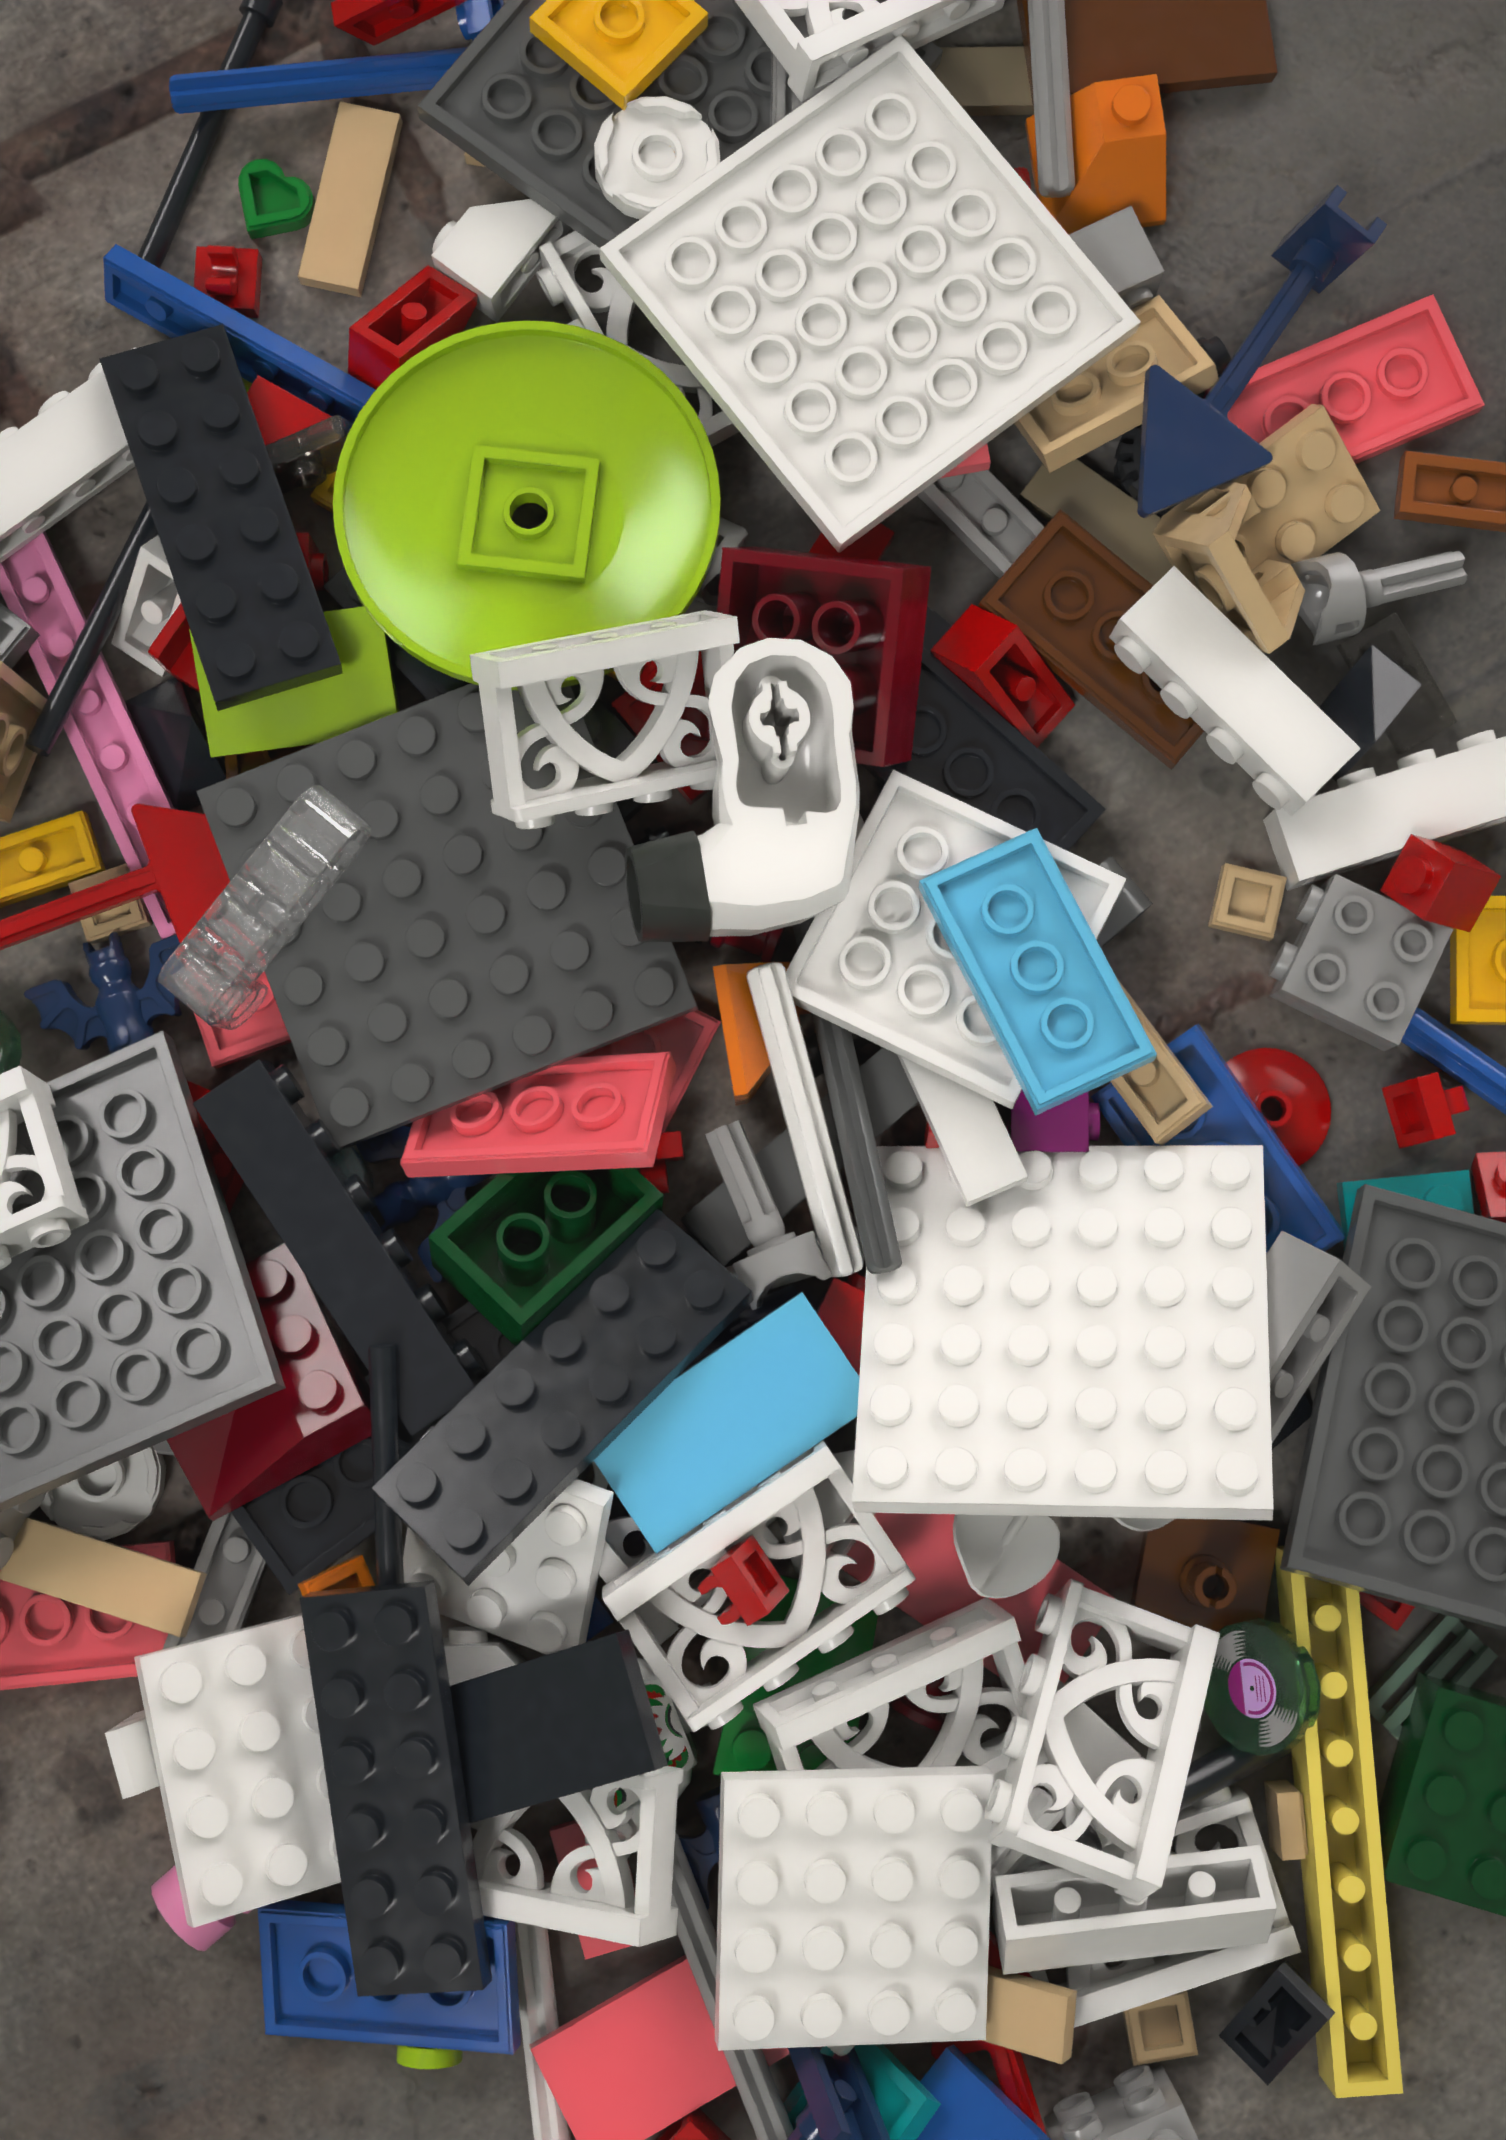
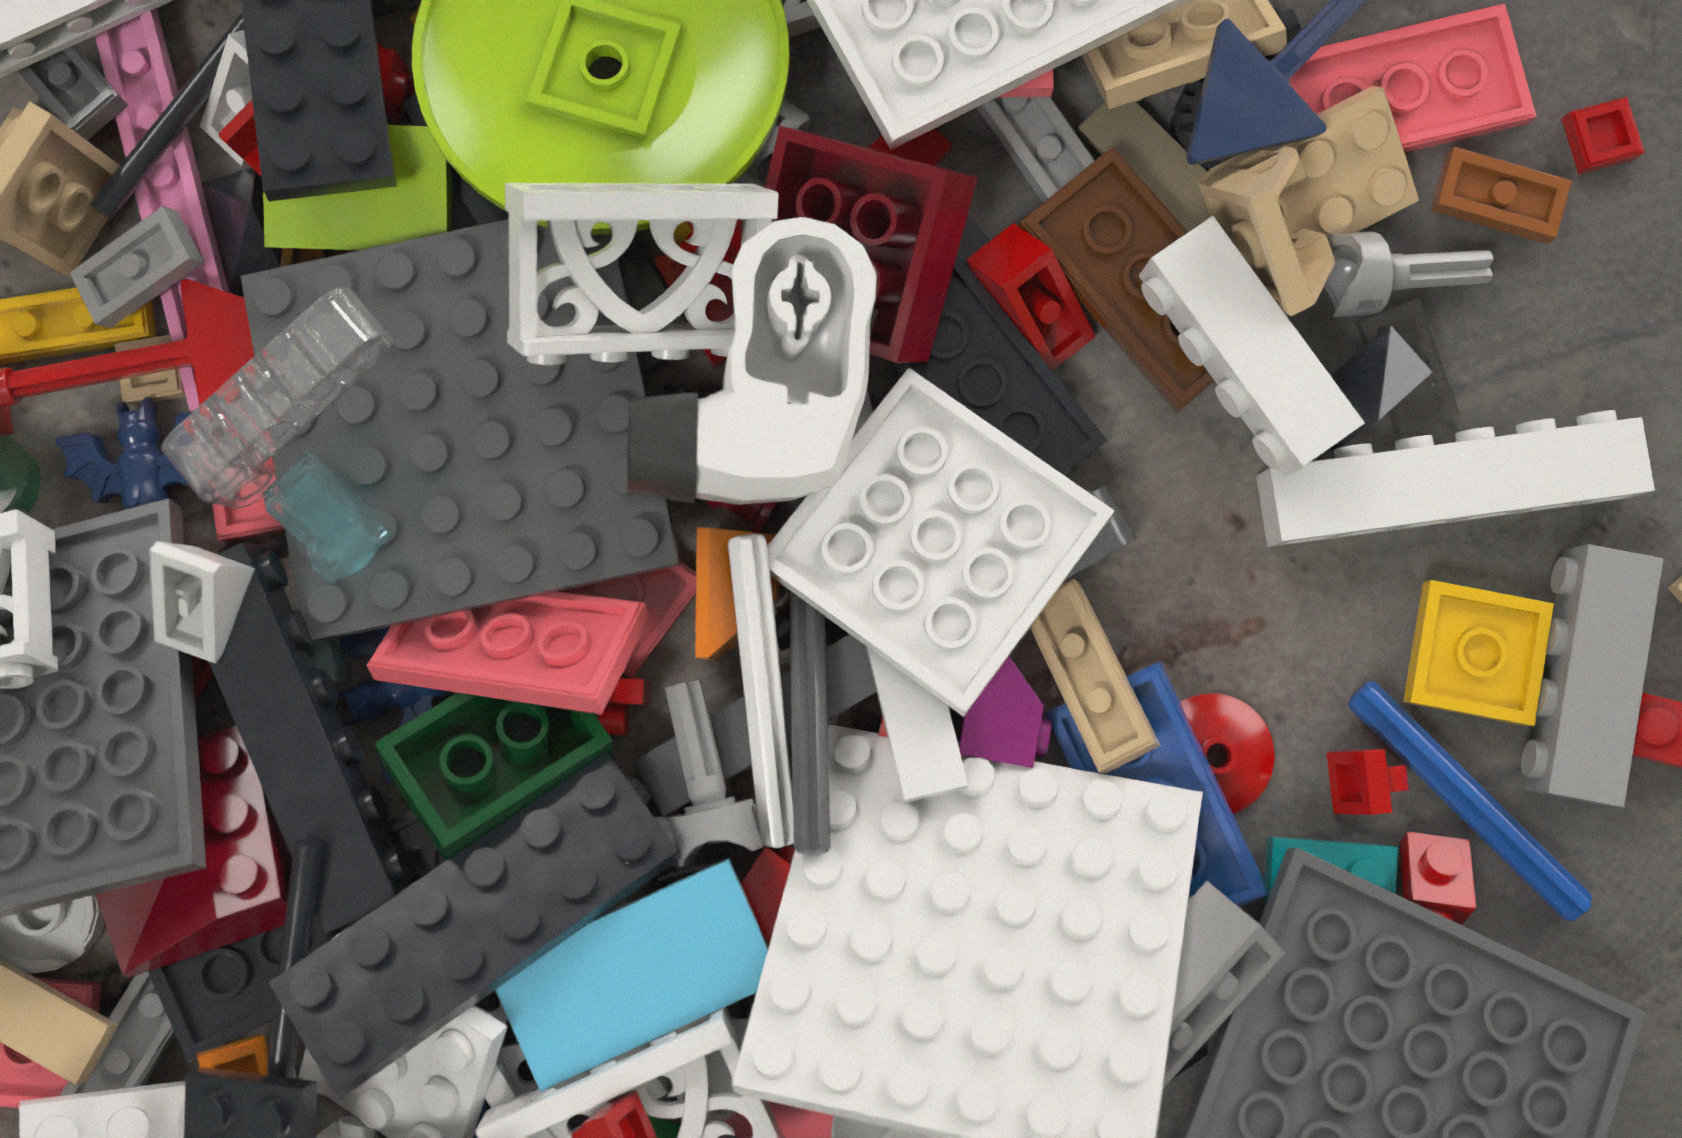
camera: 15 degrees right, 0 degrees up
(83, 800) = (136, 267): none -> light grey plate
(227, 1124) = (195, 598): none -> white slope
(339, 1018) = (325, 517): none -> clear light blue brick
(1036, 971) = (1011, 587): medium azure tile -> none
(1247, 902) = (1227, 551): tan tile -> none
(1358, 962) = (1326, 628): light grey brick -> none
(1440, 883) = (1418, 567): red brick -> none

